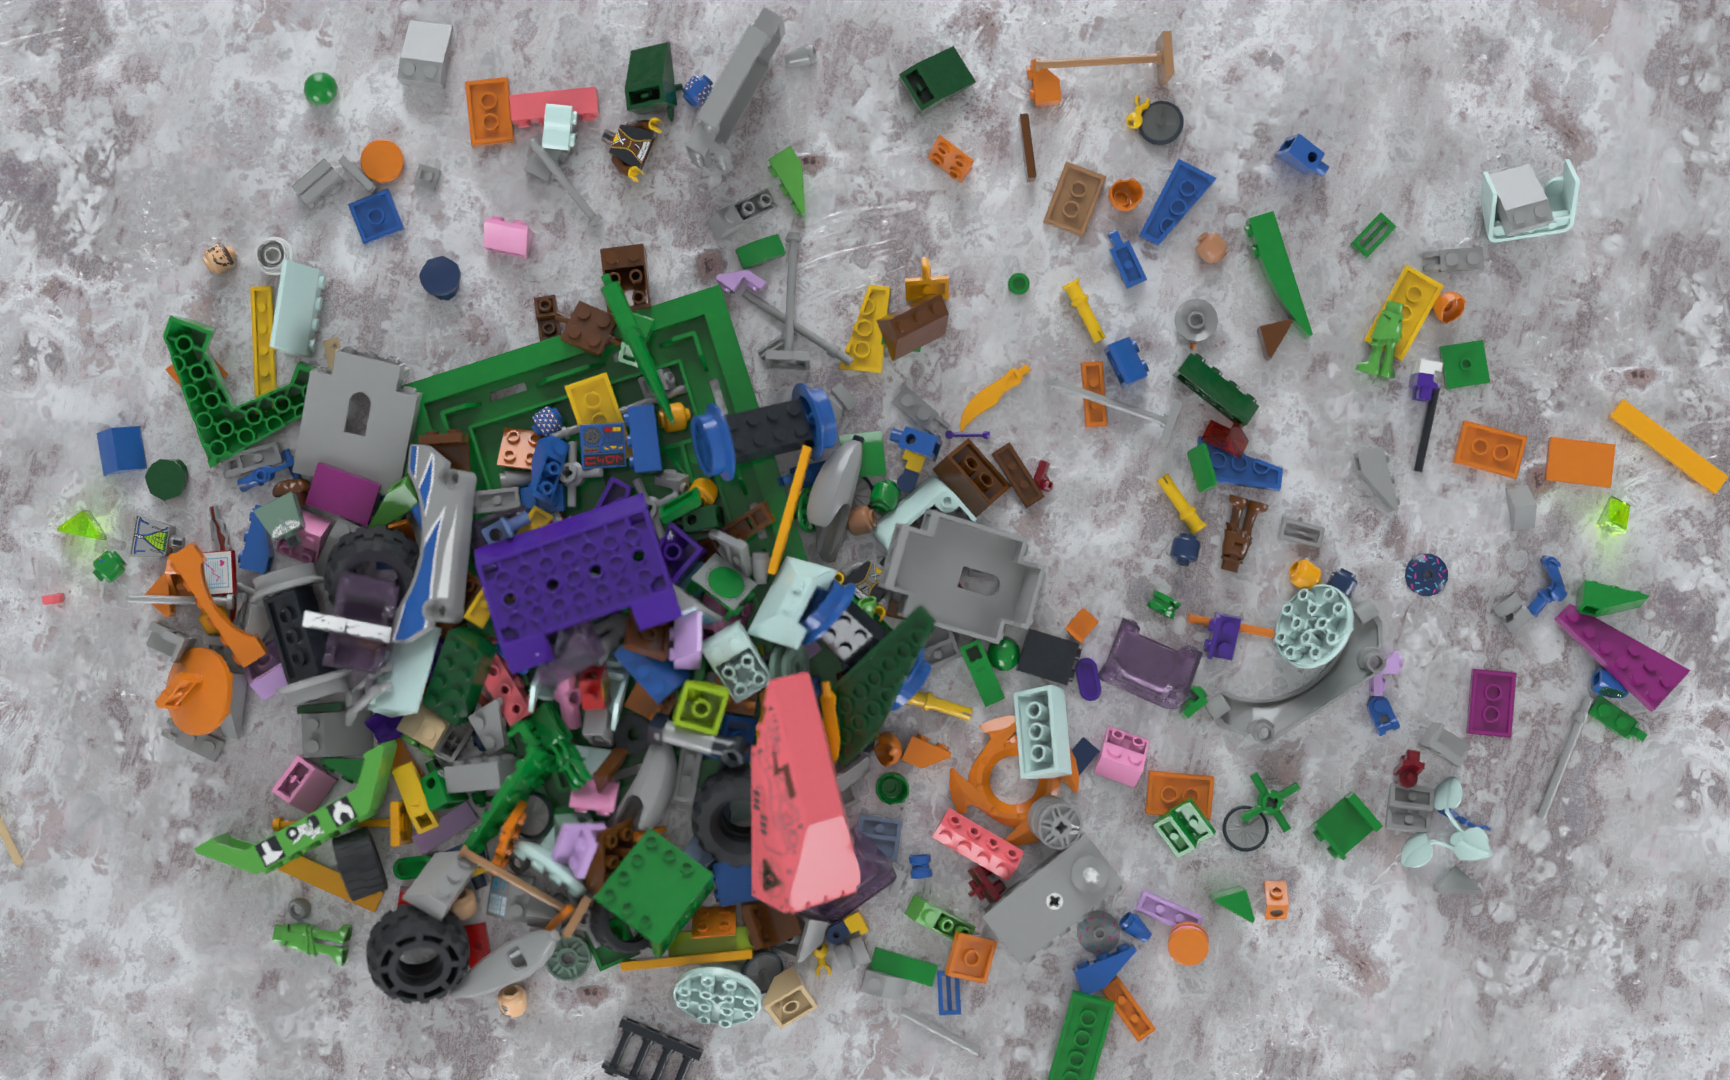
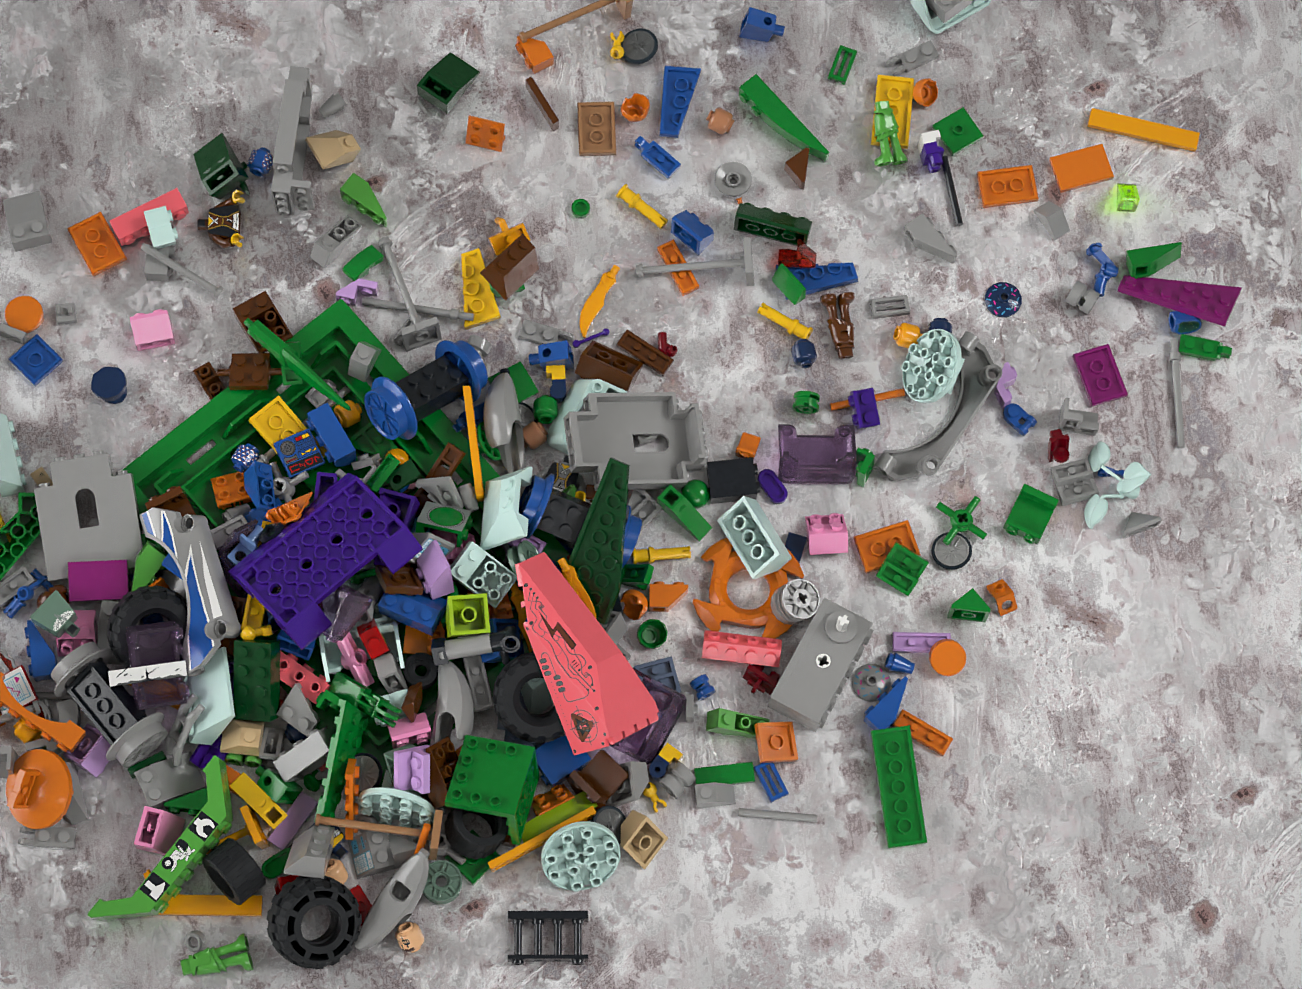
camera: 30 degrees left, 15 degrees down
(468, 628) = (250, 633): none -> yellow arm
(534, 526) = (270, 532): none -> black tile
(563, 511) = (289, 511): none -> orange hinge
(714, 367) = (363, 360): none -> light grey slope
(781, 107) = (333, 148): none -> tan slope
(905, 720) = (637, 575): none -> green slope

